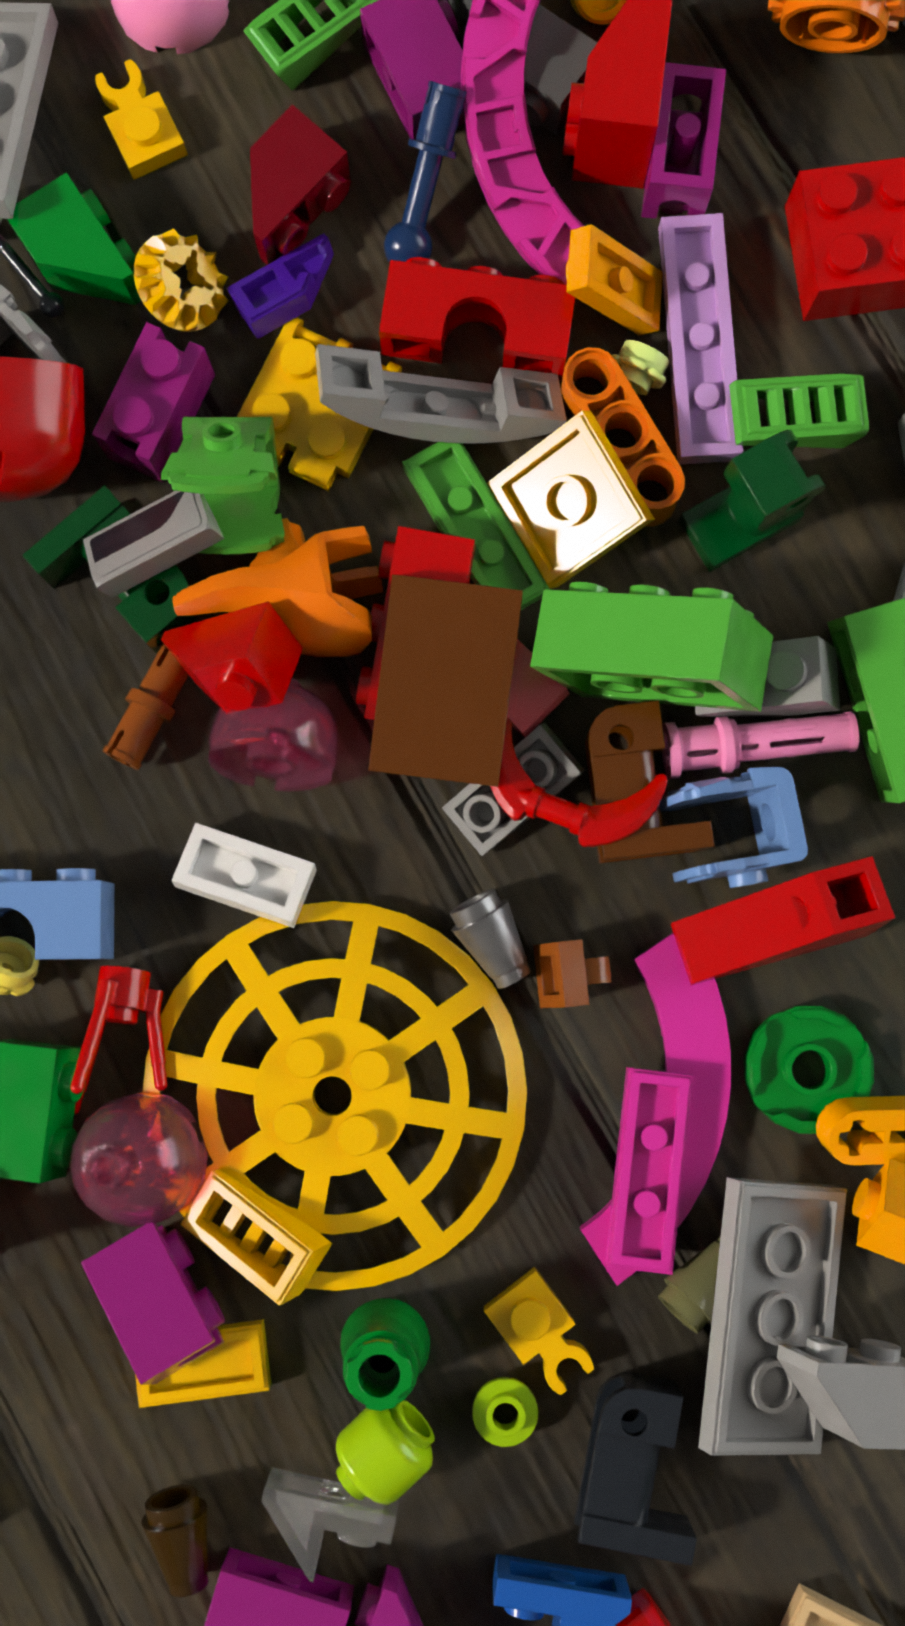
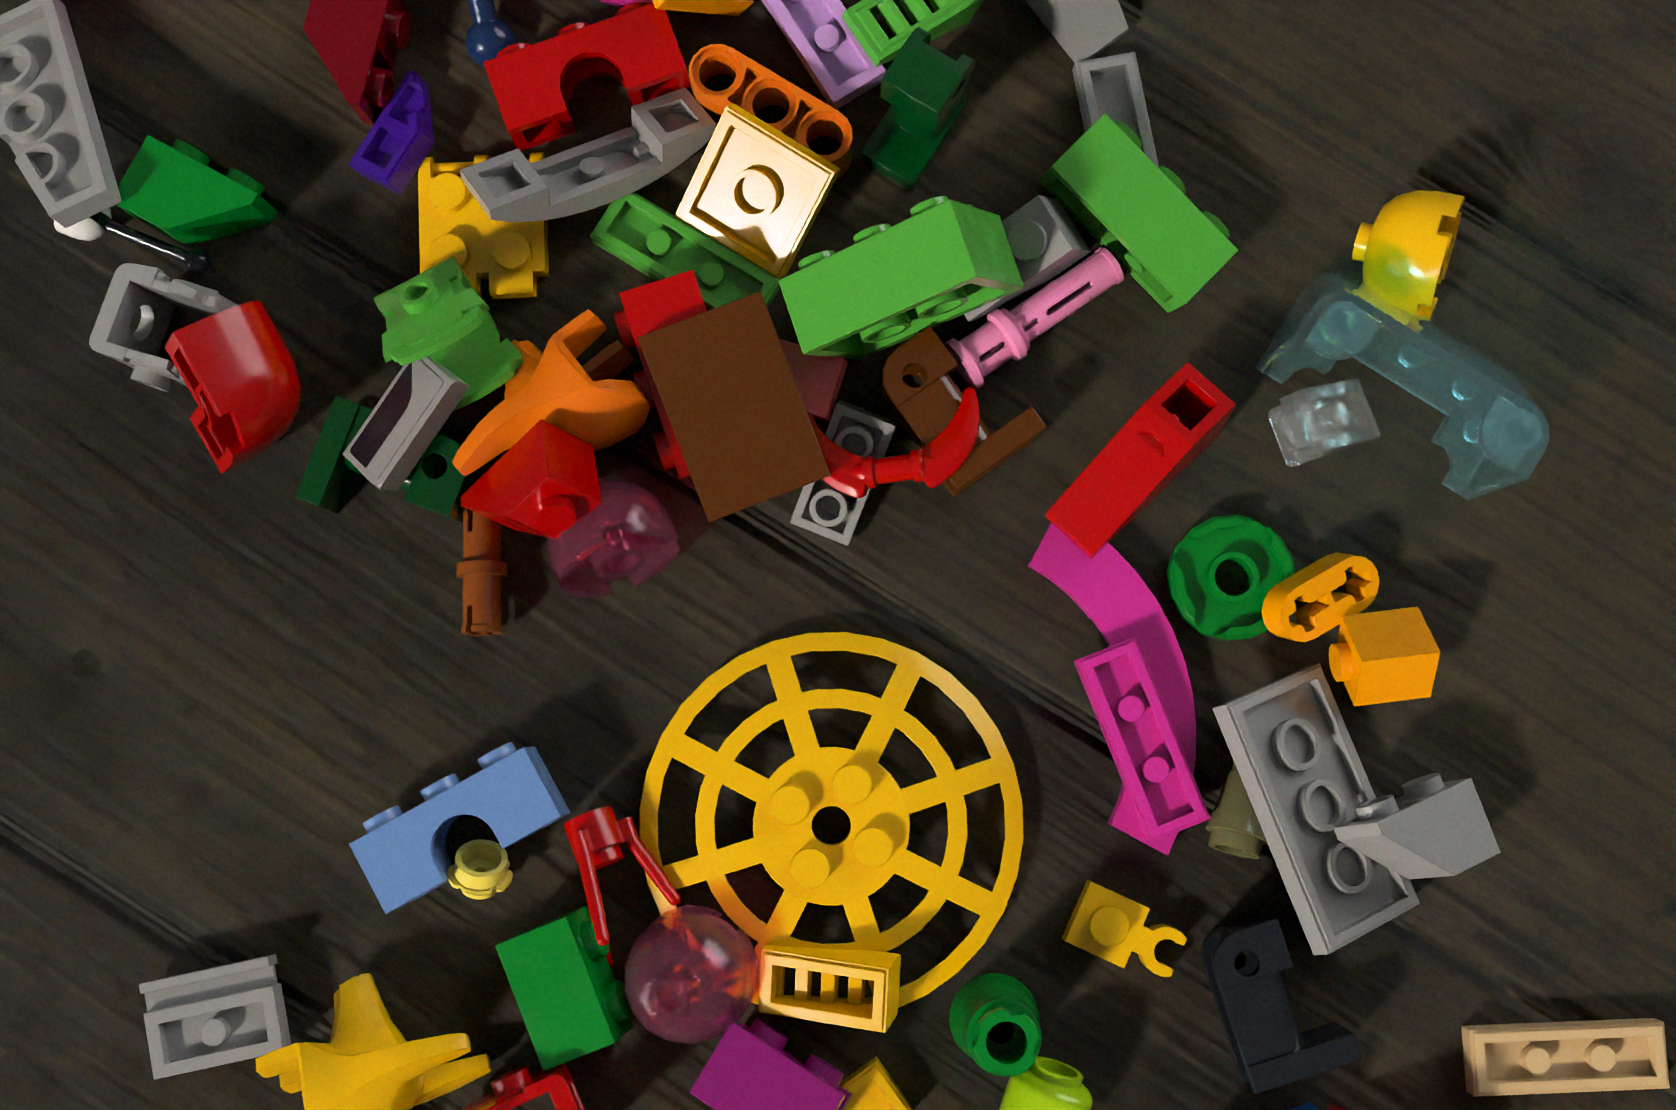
camera: 30 degrees left, 0 degrees up
(140, 124) = (190, 58): yellow plate -> none
(151, 400) = (337, 300): magenta brick -> none
(160, 287) = (288, 193): yellow gear -> none
(244, 875) = (647, 675): white plate -> none
(491, 937) = (894, 611): flat silver cone -> none
(505, 1391) = (1115, 1004): lime plate -> none
(565, 973) = (977, 608): dark orange tile -> none
(642, 366) = (756, 40): yellowish green plate -> none
(774, 819) = (1085, 376): medium blue piece -> none

